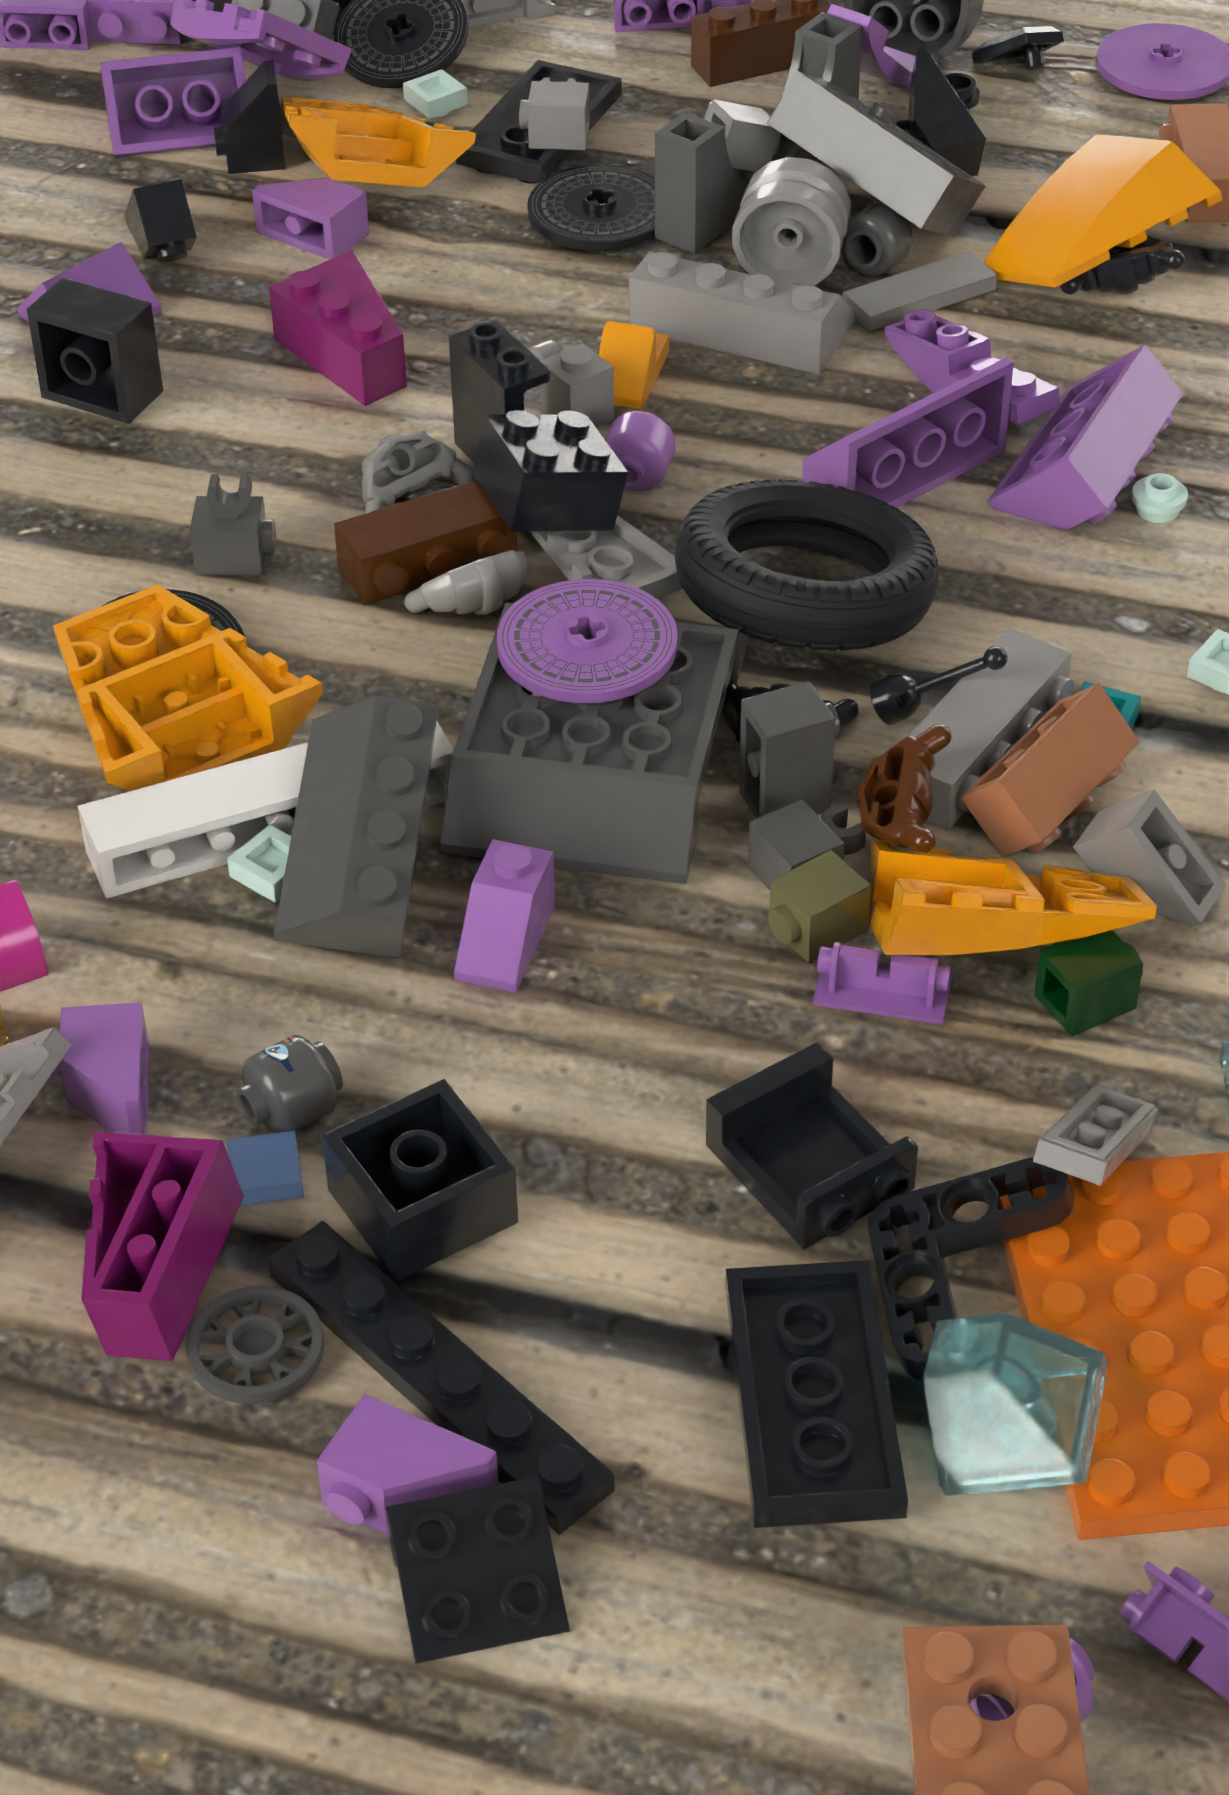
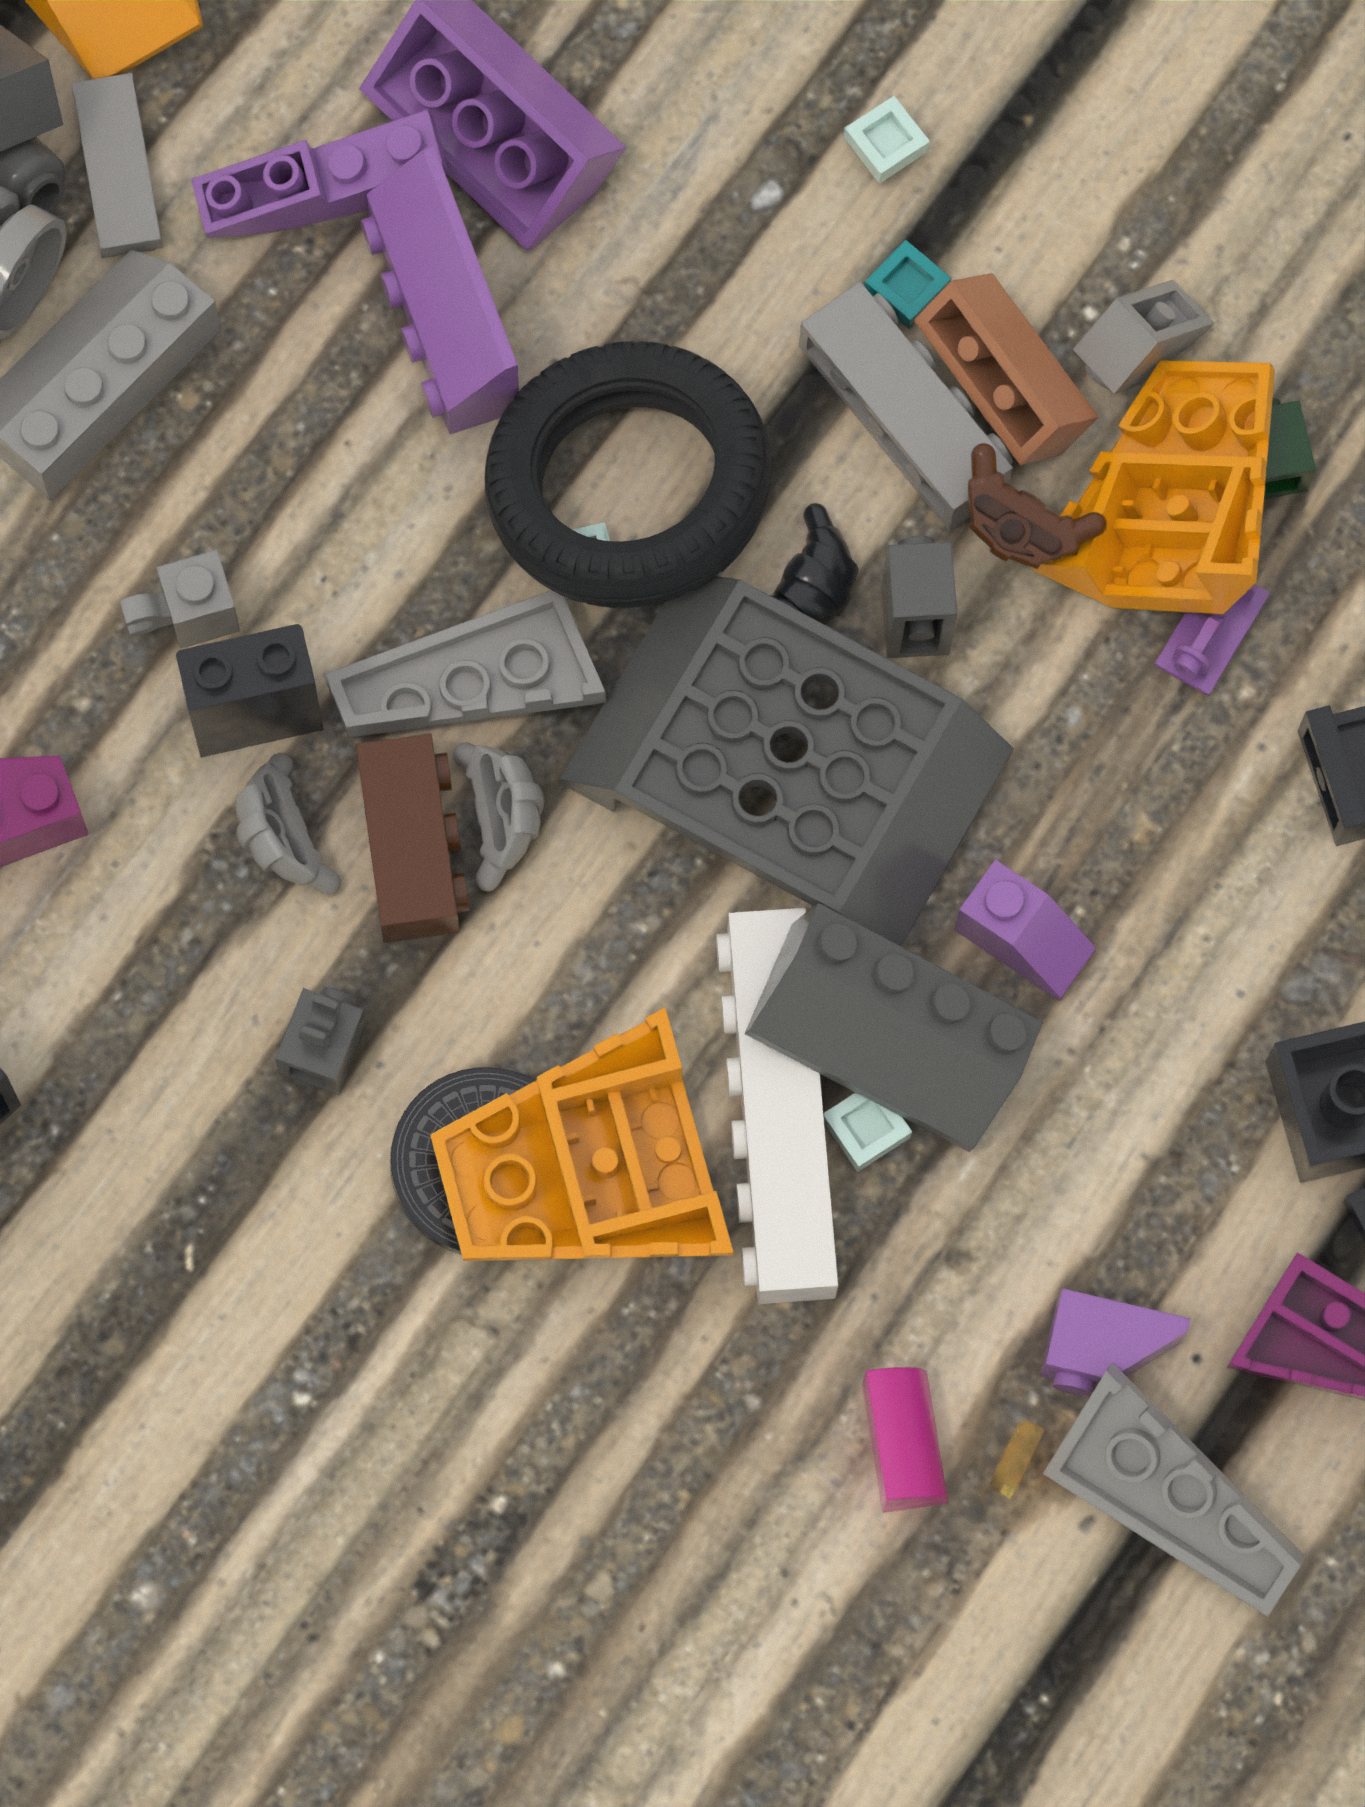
camera: 75 degrees left, 30 degrees up
(267, 1167) = (1258, 1231): medium blue tile -> none
(289, 1084) = (1188, 1182): dark grey head -> none
(549, 472) = (406, 679): black brick -> none
(587, 641) = (731, 779): medium lavender piece -> none
(637, 360) = (142, 521): light orange slope -> none
(643, 447) = (332, 572): medium lavender head -> none
(797, 835) = (1022, 635): dark grey brick -> none
(819, 905) = (1103, 646): olive brick -> none
(899, 696) = (833, 460): black hinge -> none
(1159, 497) = (595, 98): light aqua plate -> none

